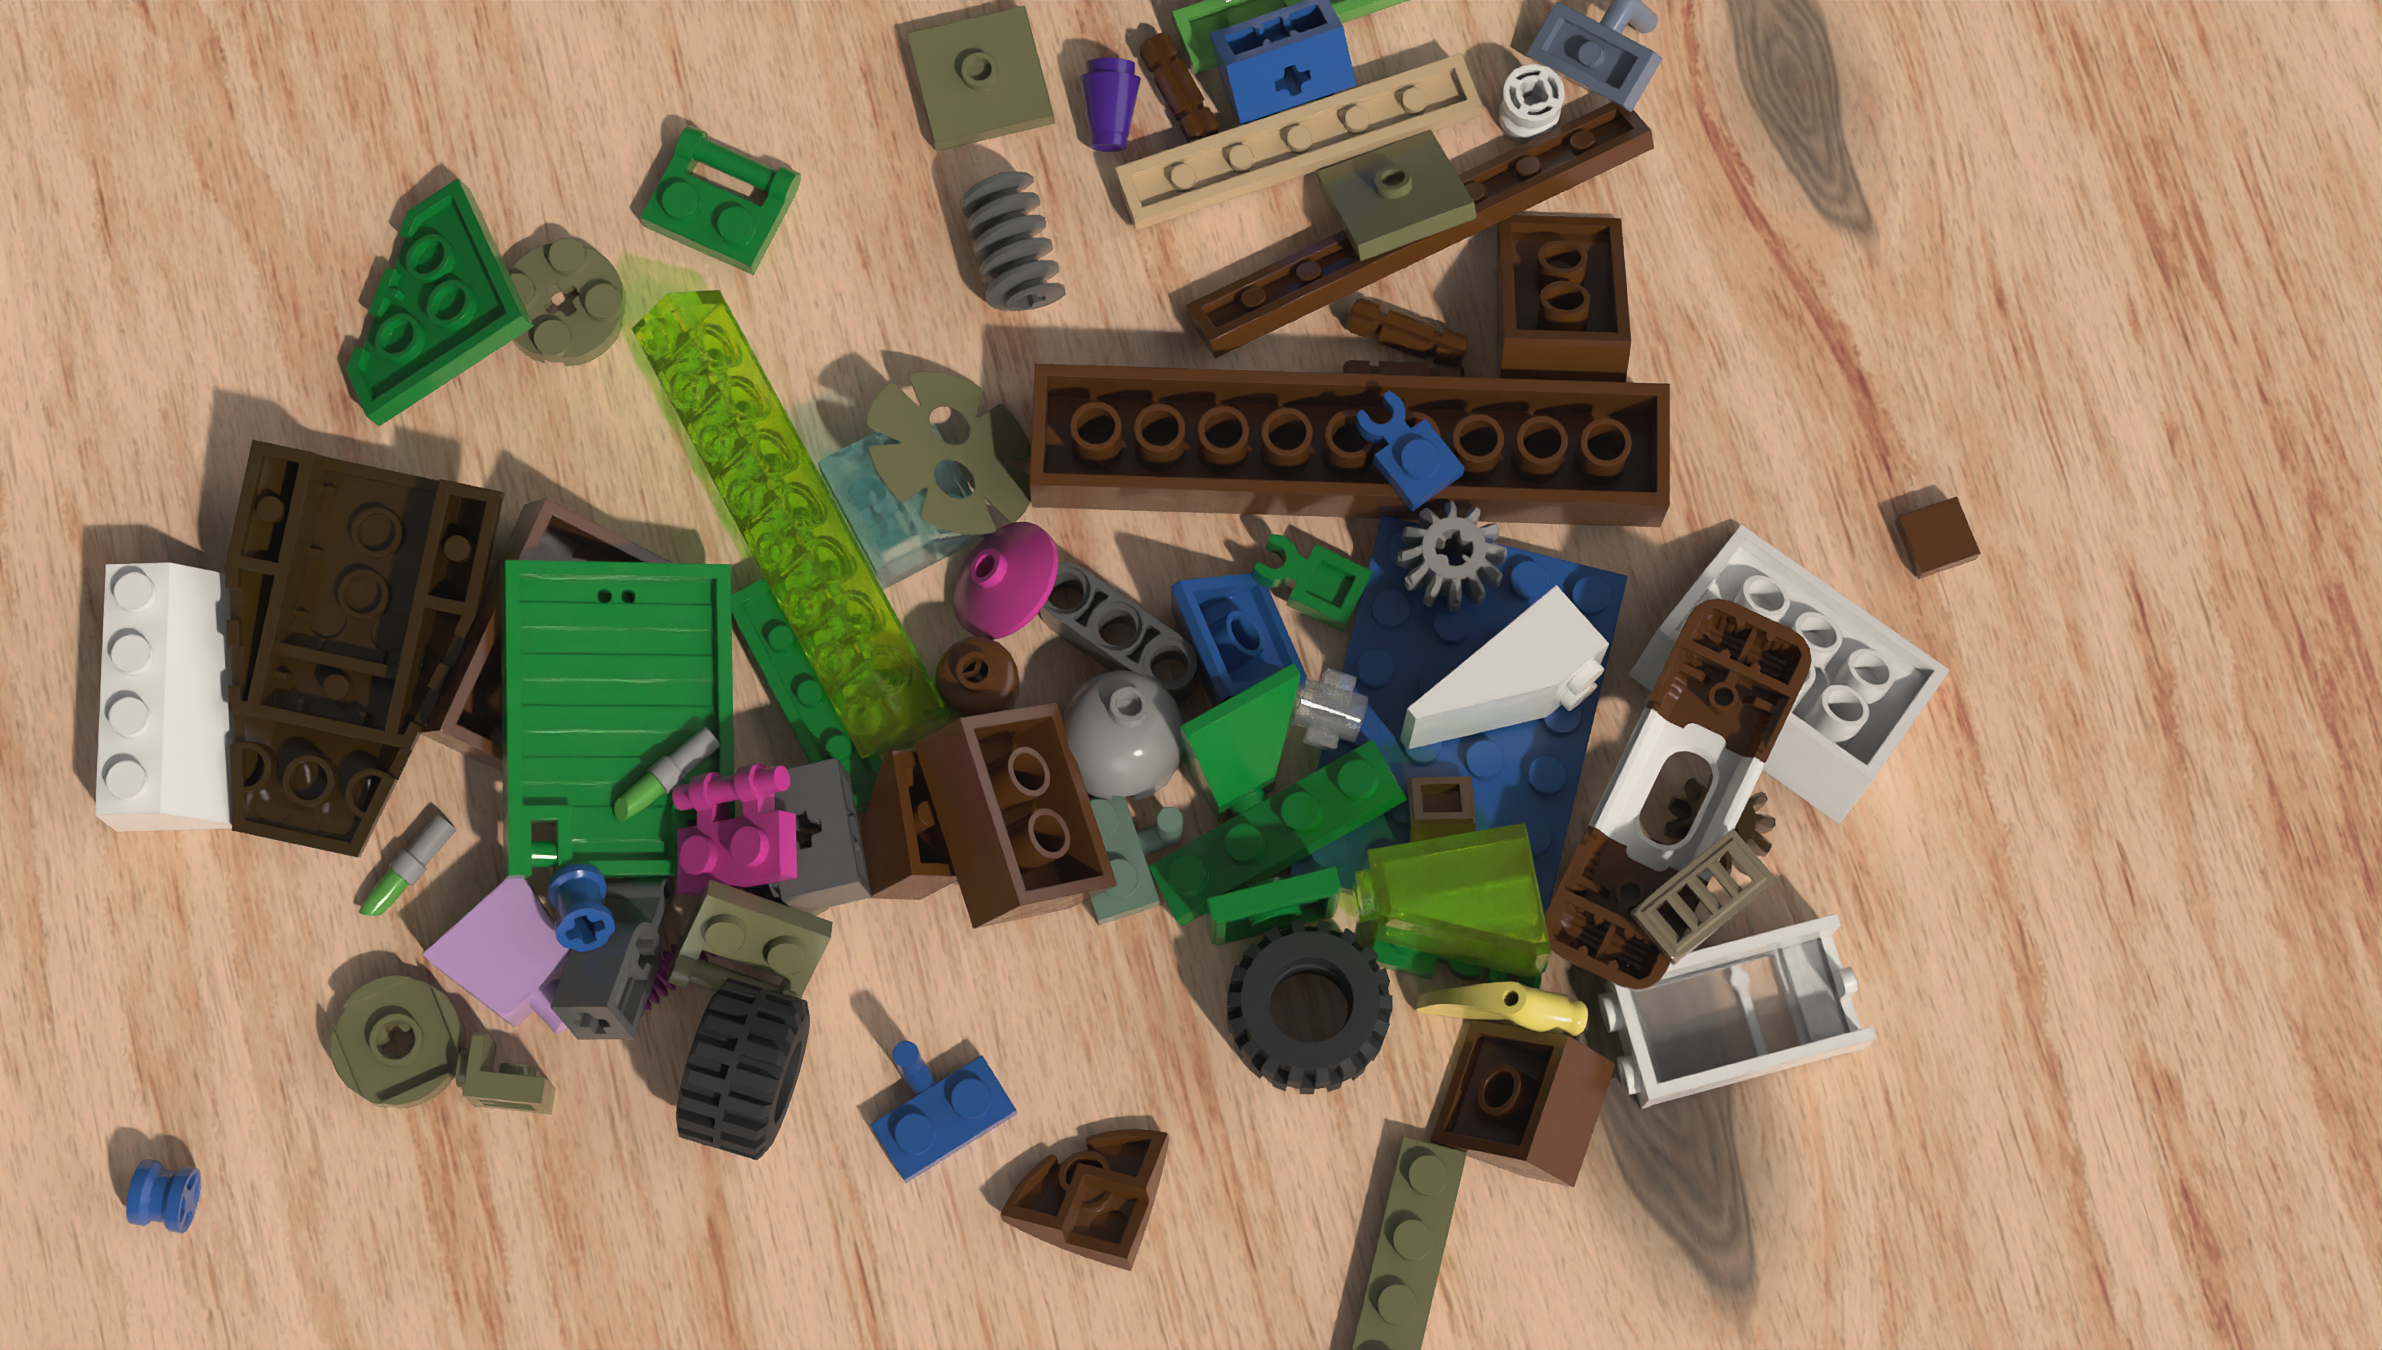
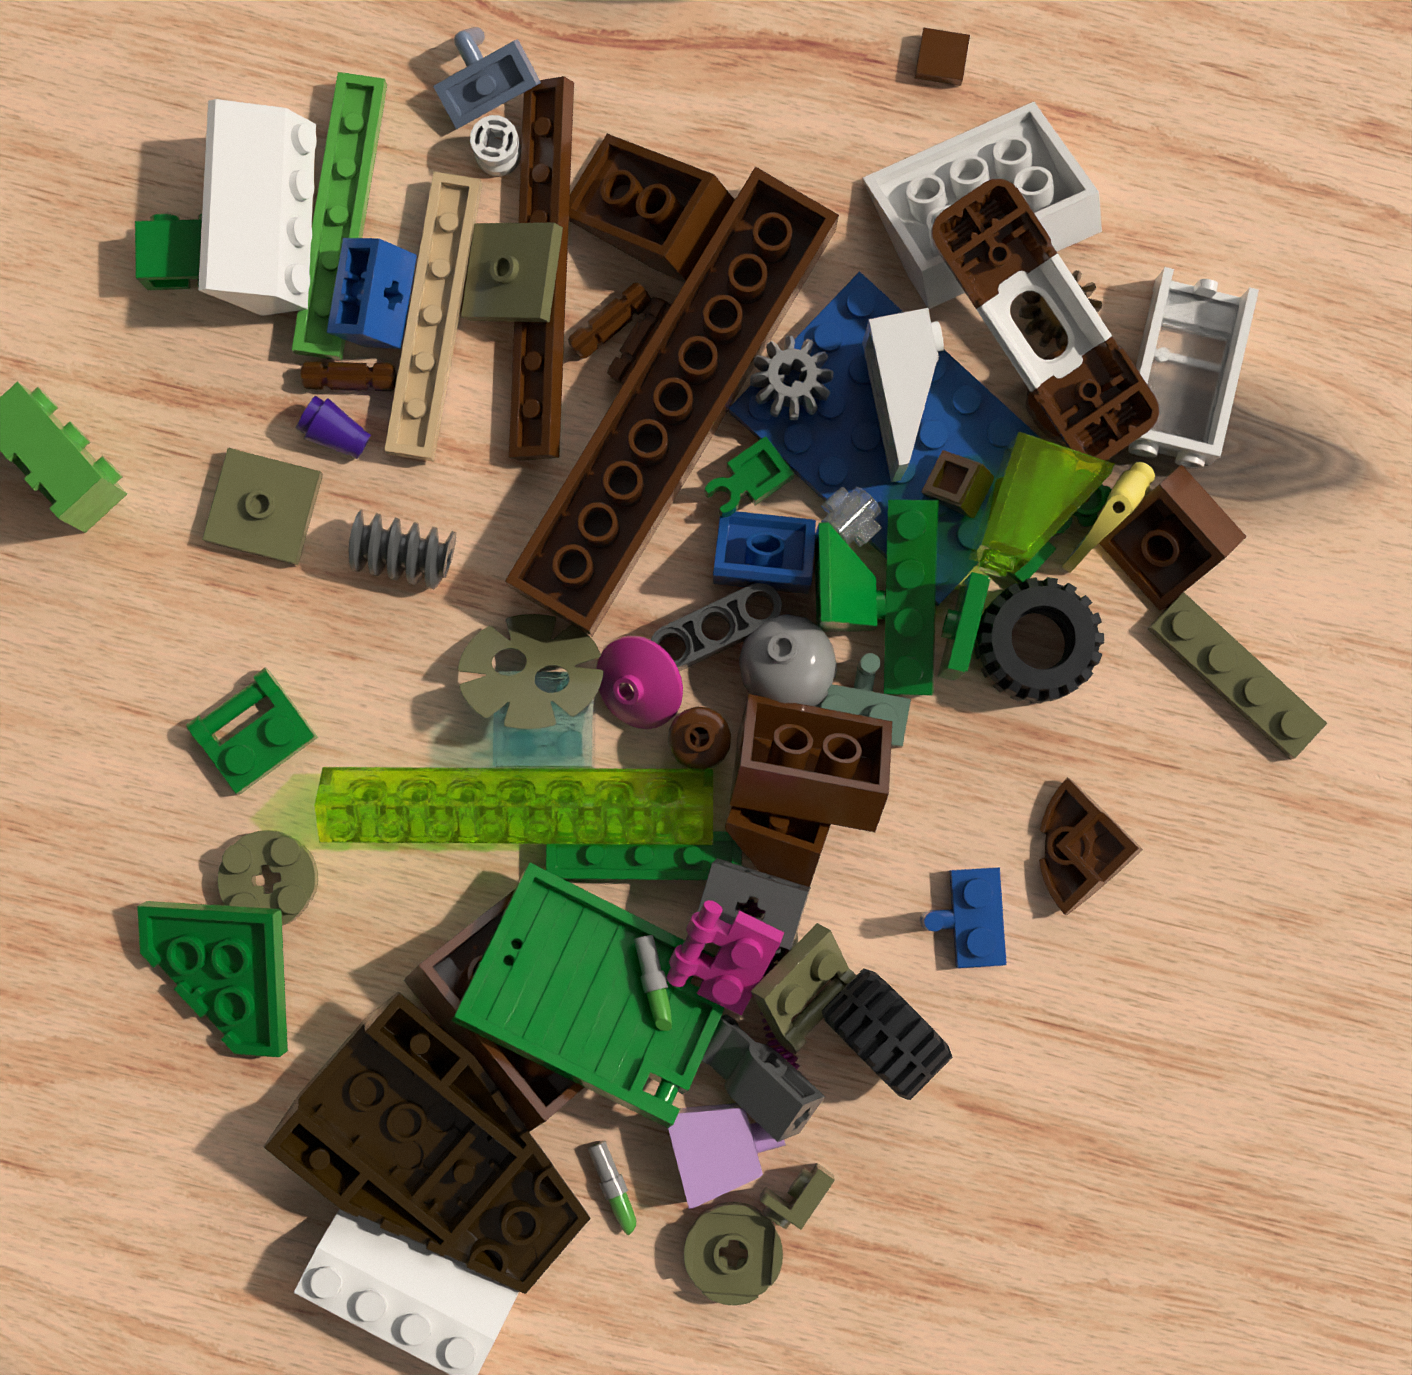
camera: 60 degrees left, 10 degrees up
(579, 896) = (719, 1087): blue bush -> none
(1412, 459) = (717, 364): blue plate -> none
(1662, 933) = (1148, 358): dark tan slope -> none

